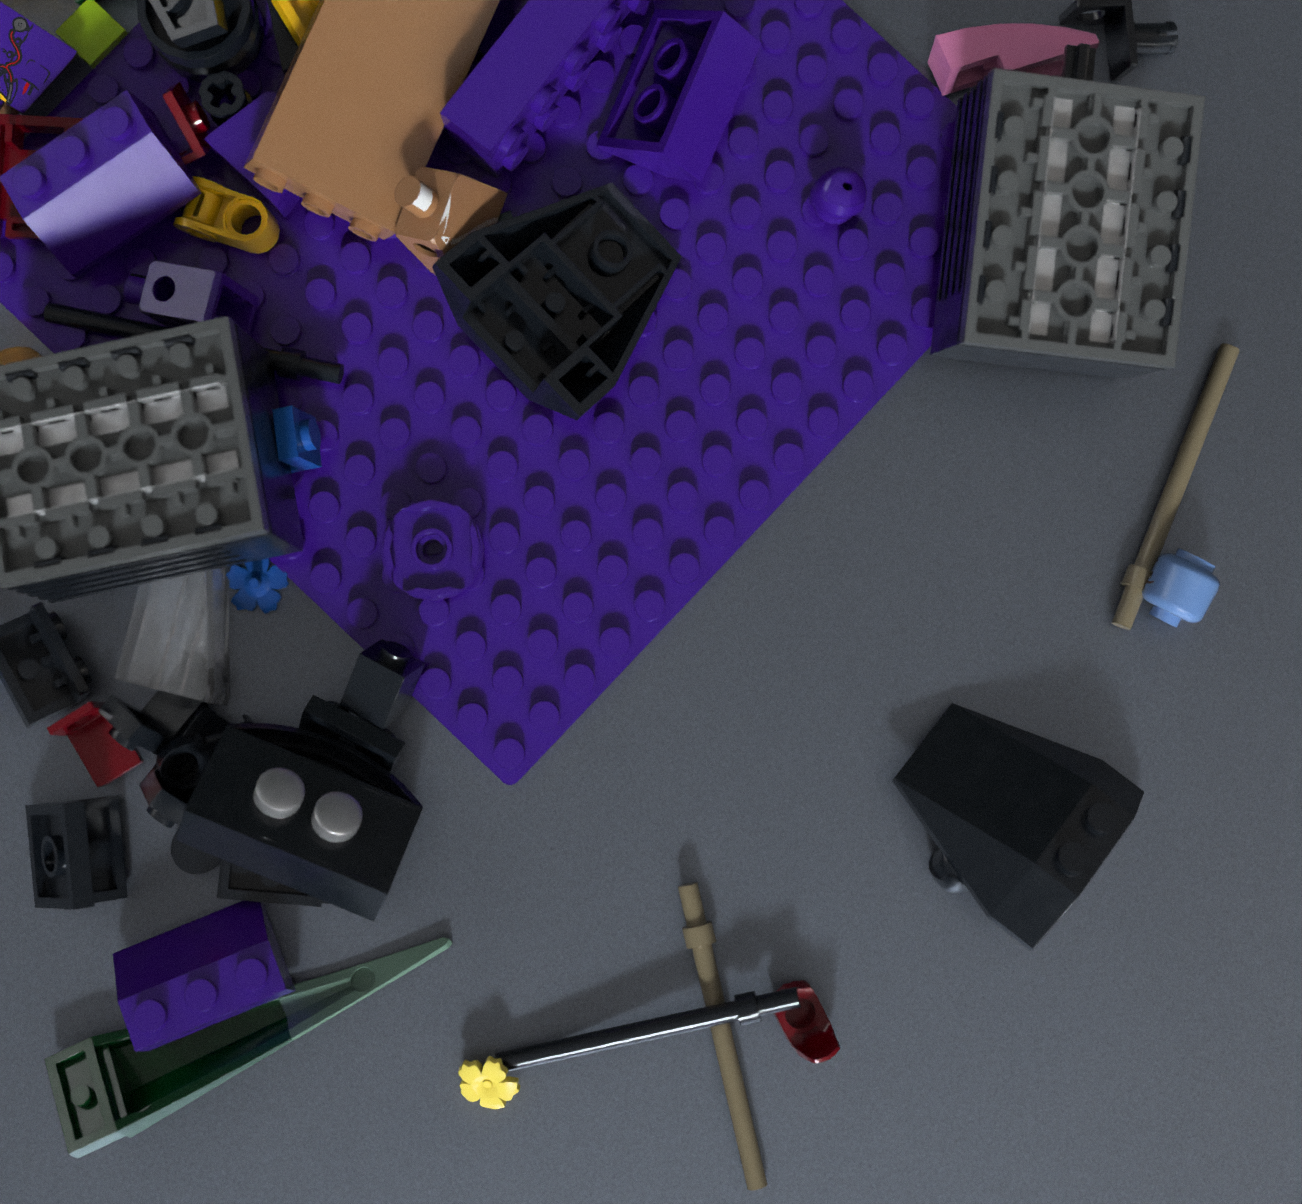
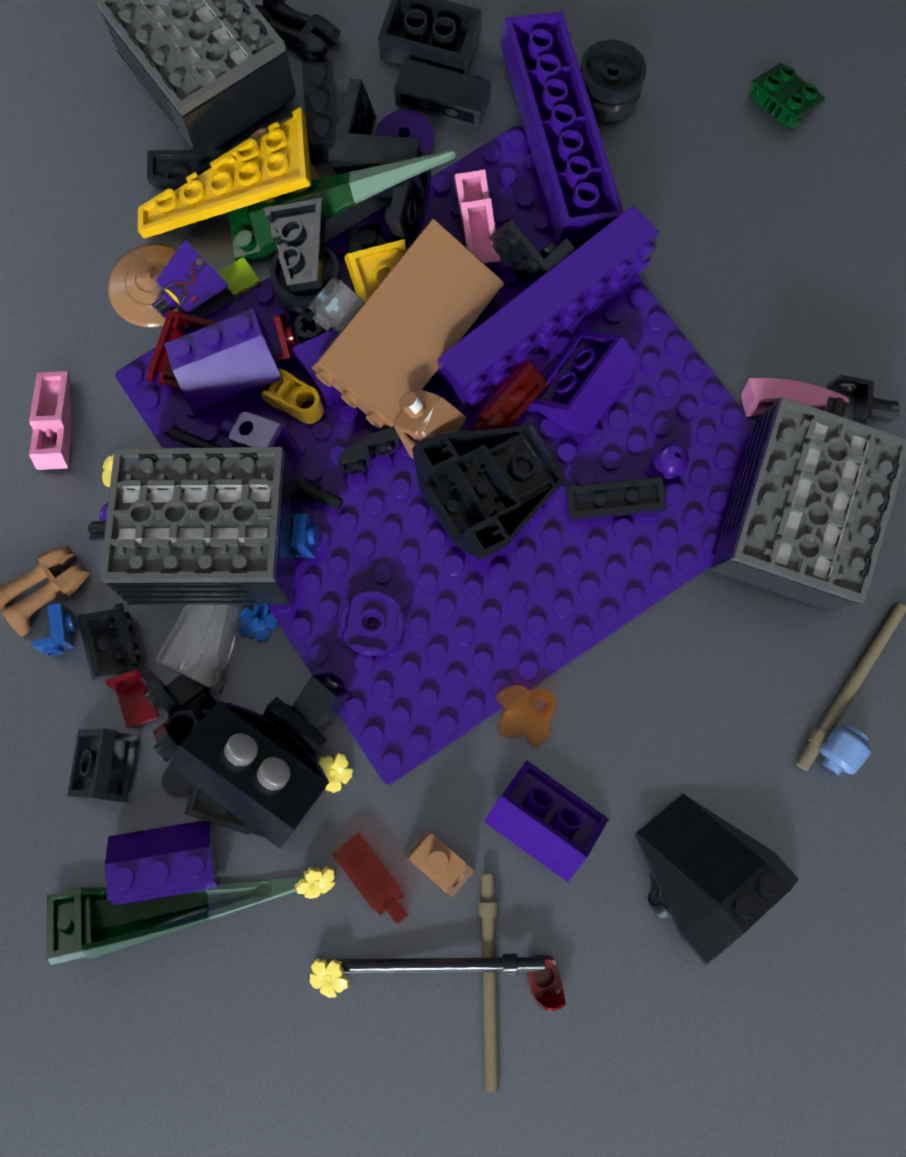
camera: 15 degrees right, 10 degrees down
(257, 56) = (335, 305): none -> clear brick
(350, 292) = (357, 456): none -> black slope
(428, 783) = (335, 771): none -> light yellow plant
(437, 952) = (316, 882): none -> light yellow plant
(517, 928) = (371, 877): none -> clear red hinge
(569, 148) = (511, 398): none -> clear red hinge
(611, 885) = (439, 862): none -> medium nougat torso
(690, 640) = (521, 715): none -> clear orange plate
(759, 788) = (547, 821): none -> dark purple slope
(765, 274) = (615, 499): none -> black plate

